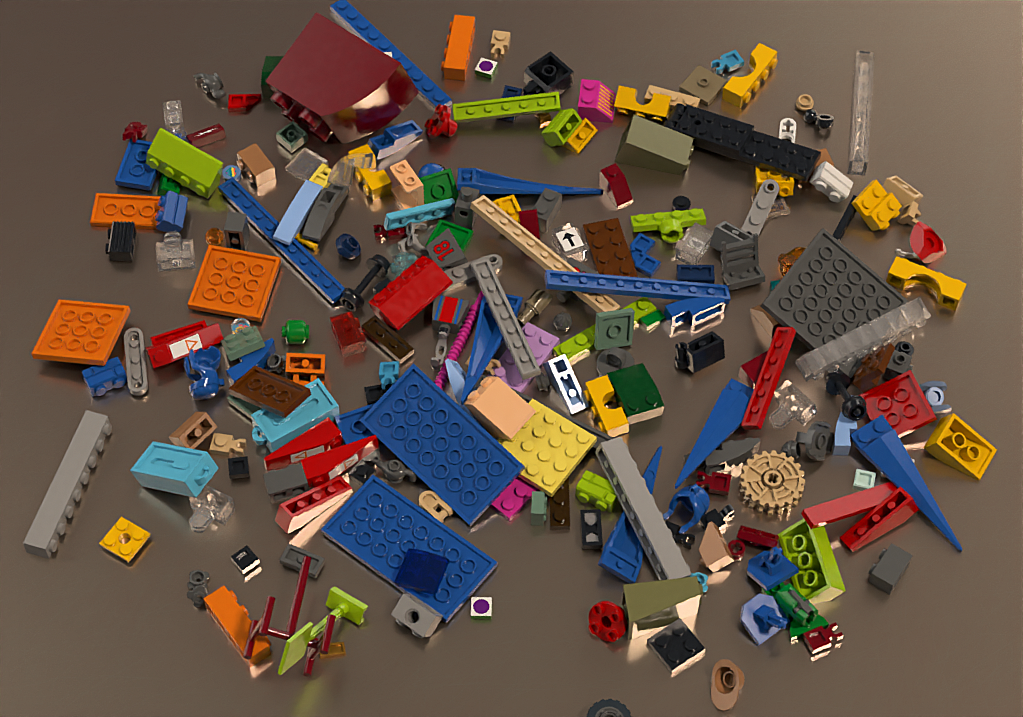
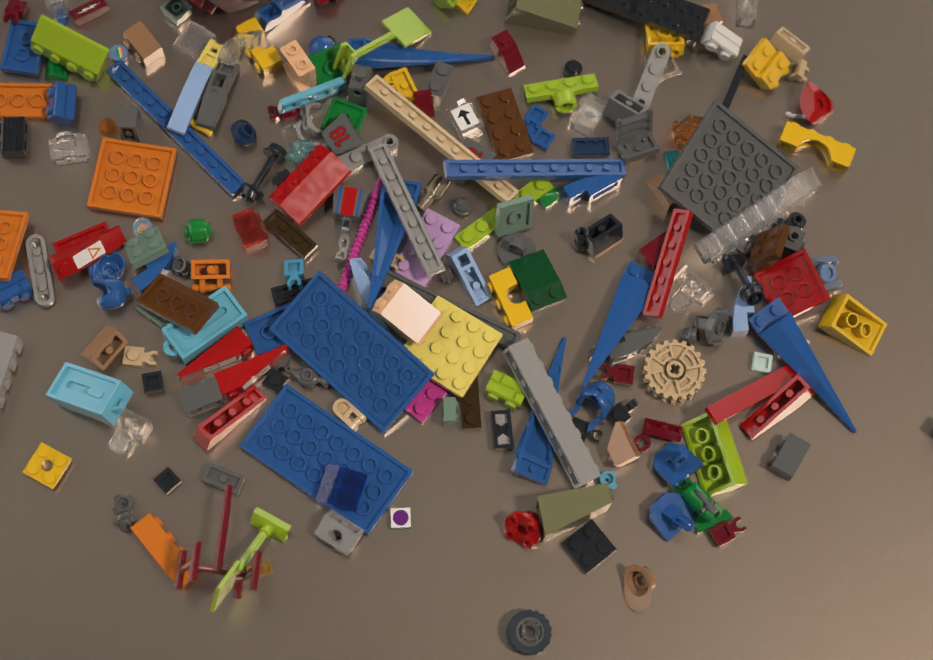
camera: 10 degrees left, 15 degrees up
(512, 159) = (402, 26): none -> lime piece

